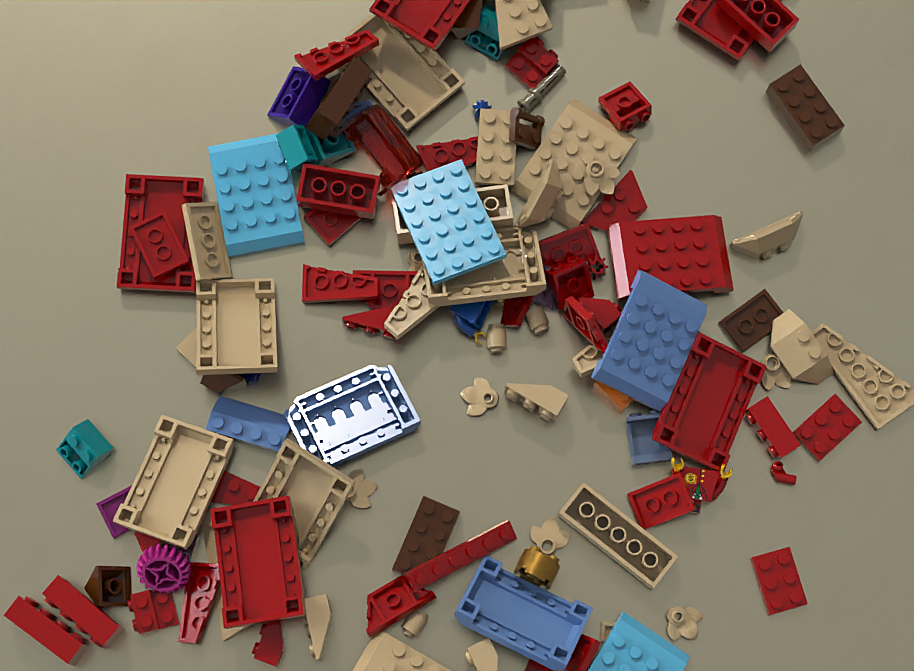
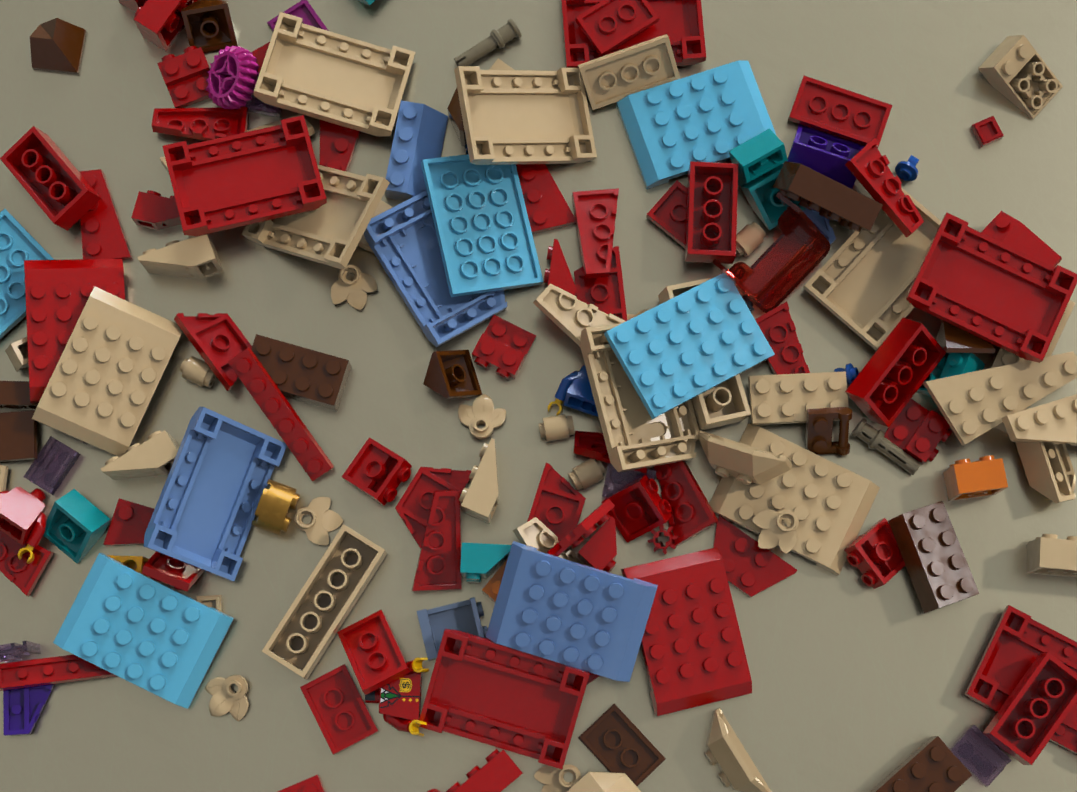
camera: 85 degrees right, 0 degrees up
(159, 346) = (497, 39): none -> dark tan pin
(263, 81) = (839, 112): none -> red plate
(304, 327) = (543, 199): none -> red wing
(319, 37) = (906, 169): none -> blue plate
(322, 377) = (481, 225): none -> medium azure plate
(360, 164) = (749, 239): none -> tan brick
(424, 373) = (503, 347): none -> red plate
(444, 415) = (452, 374): none -> reddish brown slope
(486, 70) = (895, 372): none -> red brick
(516, 484) = (377, 471): none -> red plate
(545, 445) = (417, 499): none -> red wing
(559, 347) = (557, 503): none -> red wing
(576, 25) = (975, 478): none -> orange brick
(584, 439) = (441, 546): none -> red wing
(599, 407) = (481, 560): none -> teal slope
(633, 66) = (933, 556): none -> brick
(702, 534) = (339, 709): none -> red plate
(784, 57) = (980, 755): none -> clear purple plate

